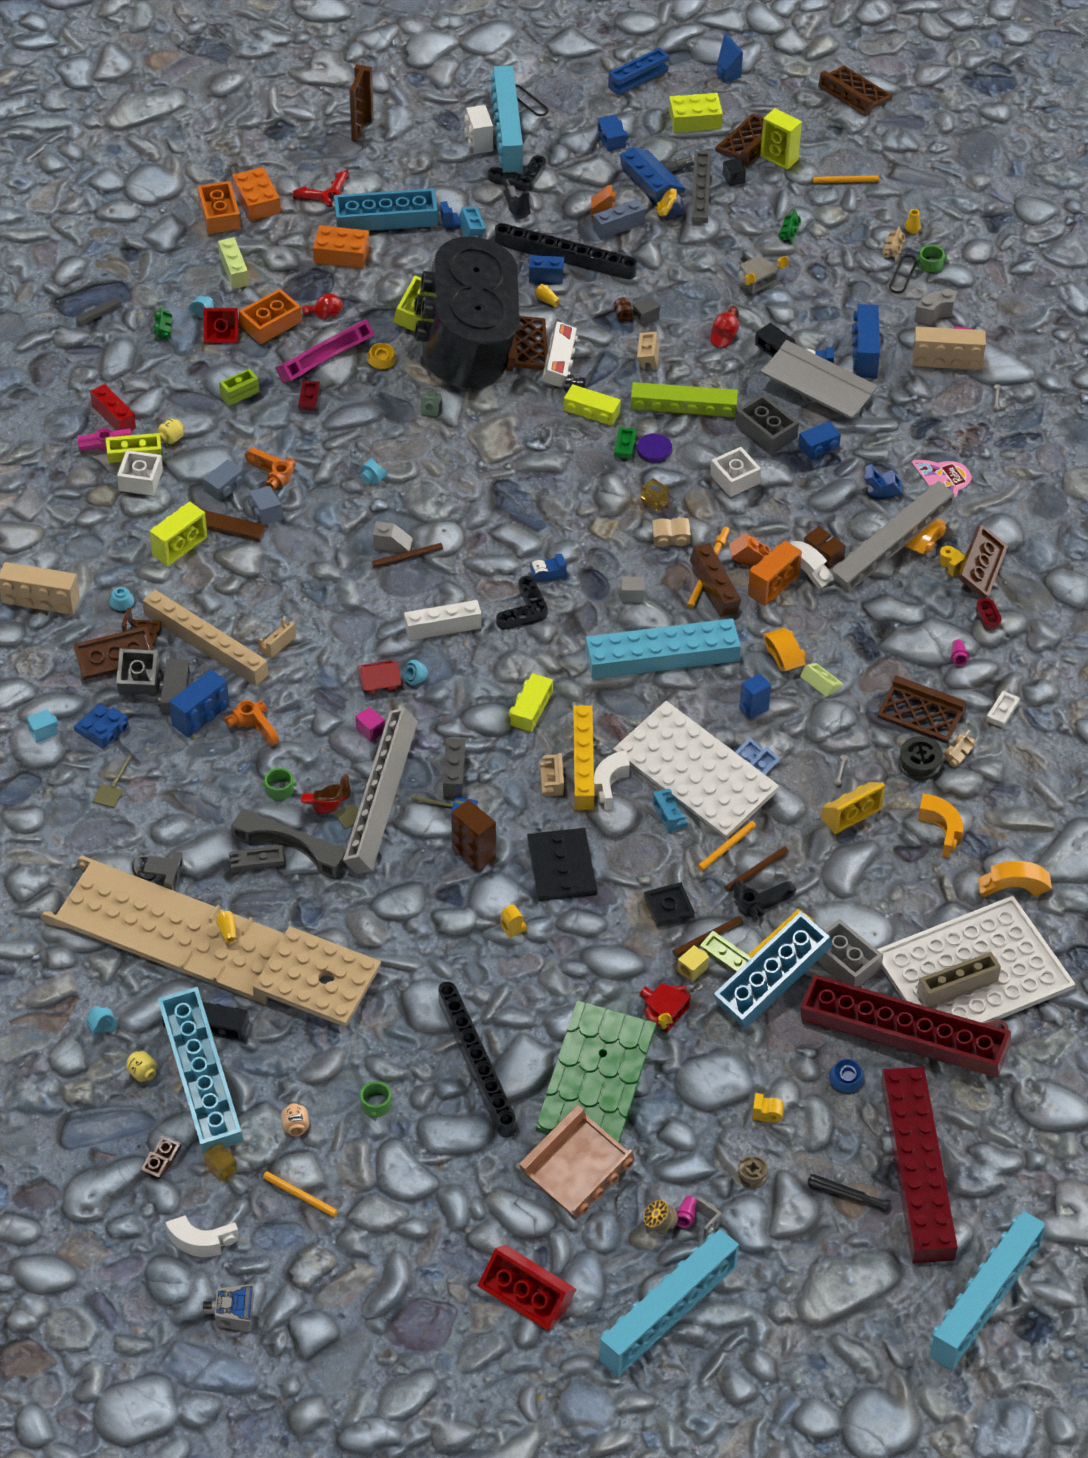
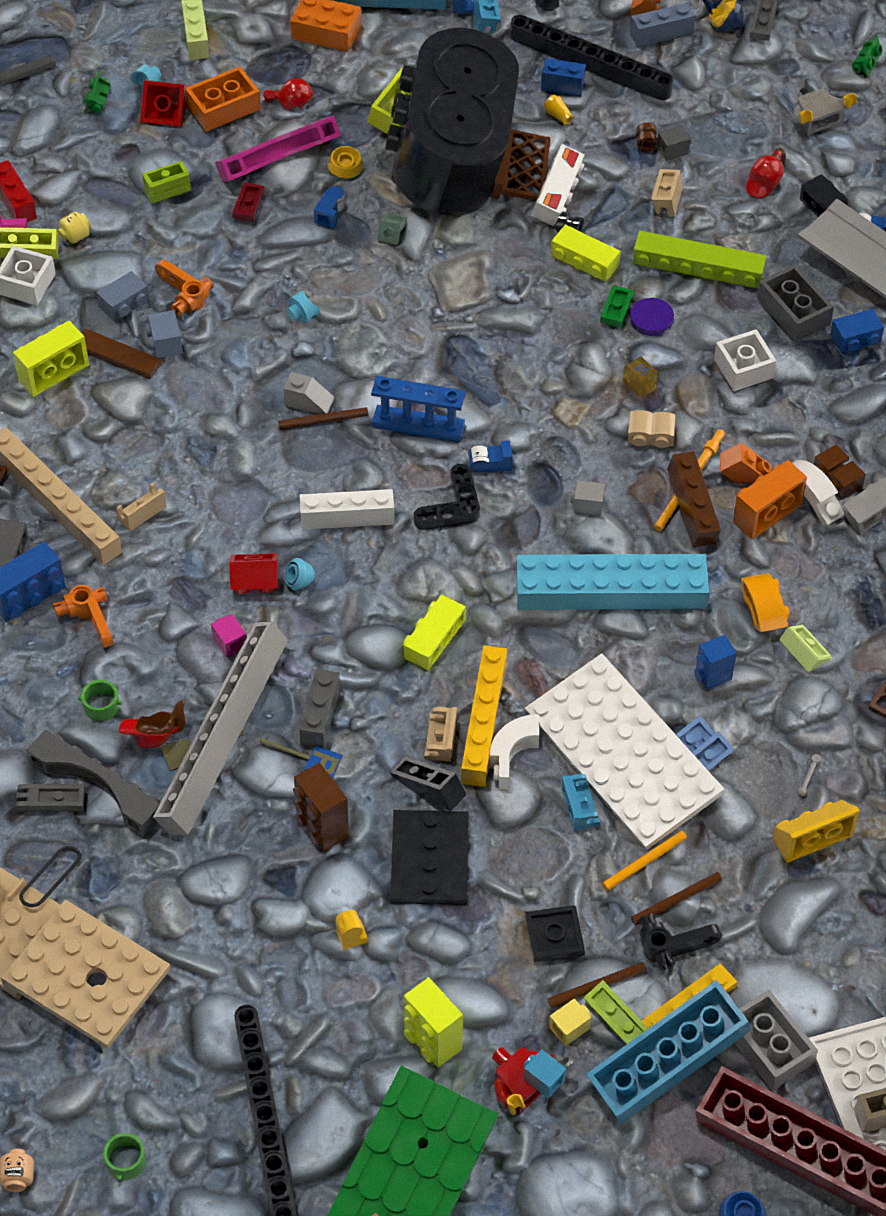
camera: 10 degrees right, 5 degrees up
(278, 917) = (43, 869): none -> black piece
(376, 392) = (327, 208): none -> blue leg
(484, 549) = (417, 422): none -> blue fence
(552, 810) = (430, 782): none -> black slope
(592, 973) = (432, 1023): none -> neon yellow brick
(683, 996) = (544, 1073): none -> dark azure brick

